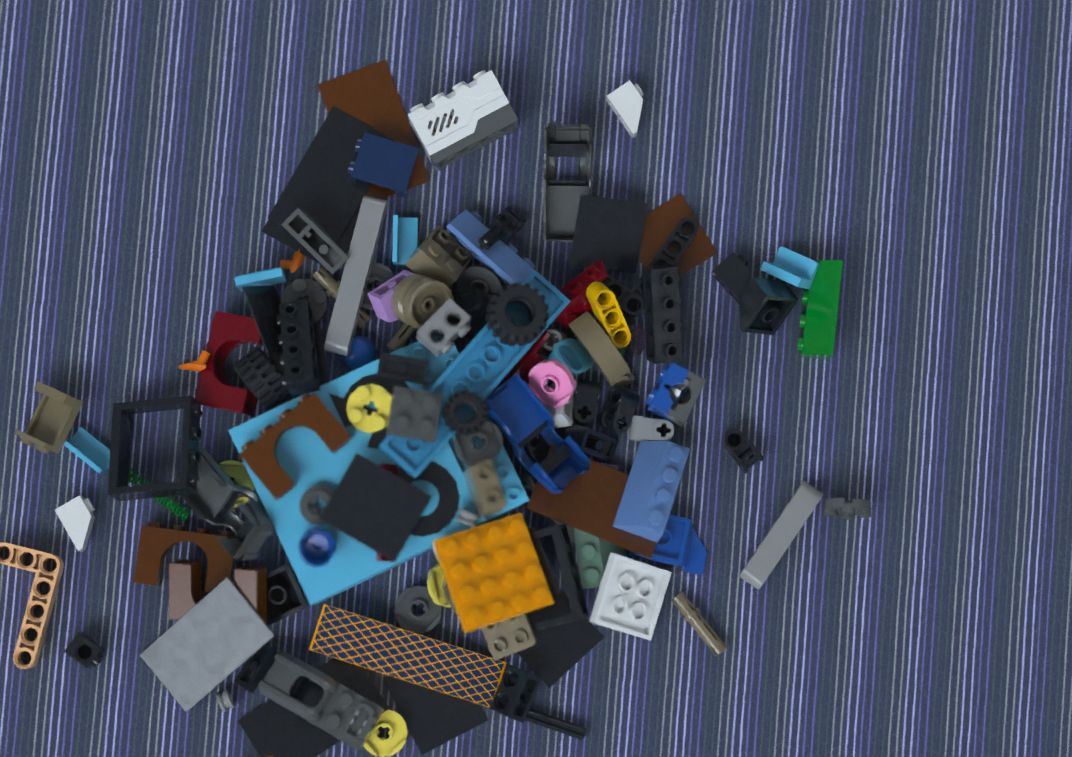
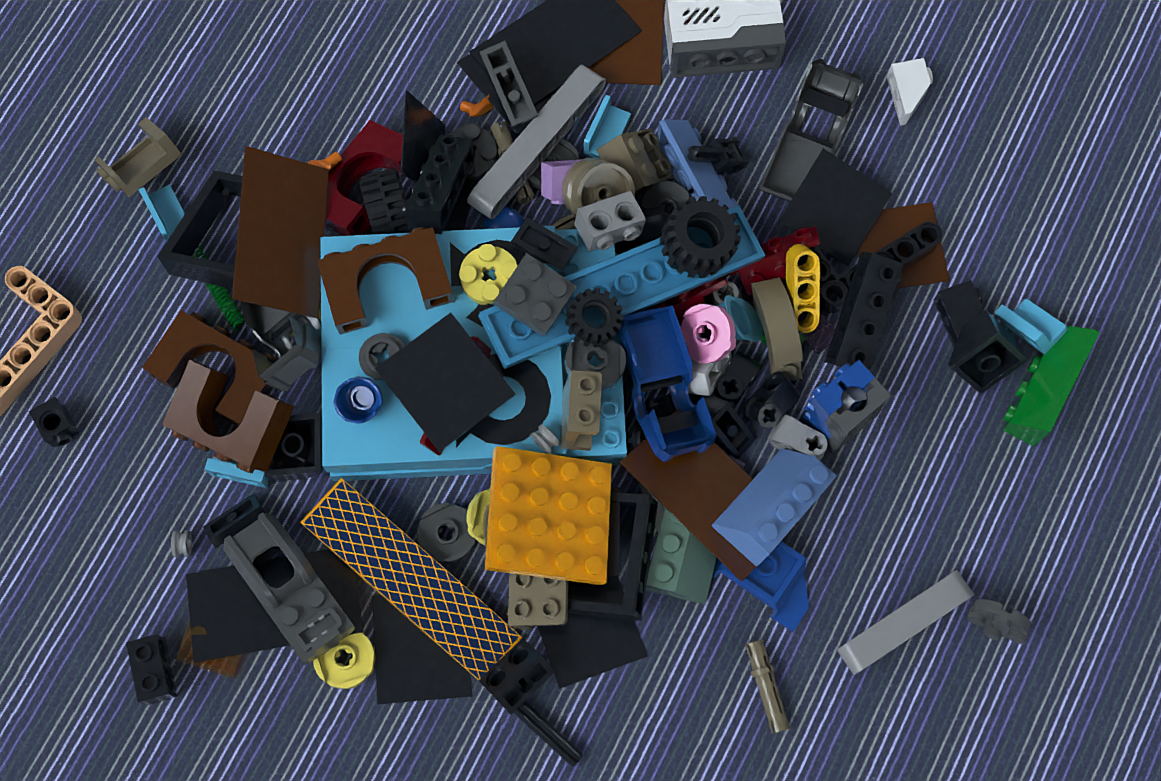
camera: 25 degrees right, 10 degrees down
(77, 520) = (116, 280): white slope -> none
(197, 439) = (280, 233): none -> reddish brown piece
(206, 644) = (189, 468): piece -> none
(261, 278) = (441, 103): medium azure tile -> none
(383, 163) = (620, 41): dark blue panel -> none
(630, 596) = (699, 617): white plate -> none
(742, 450) = (897, 505): black piece -> none

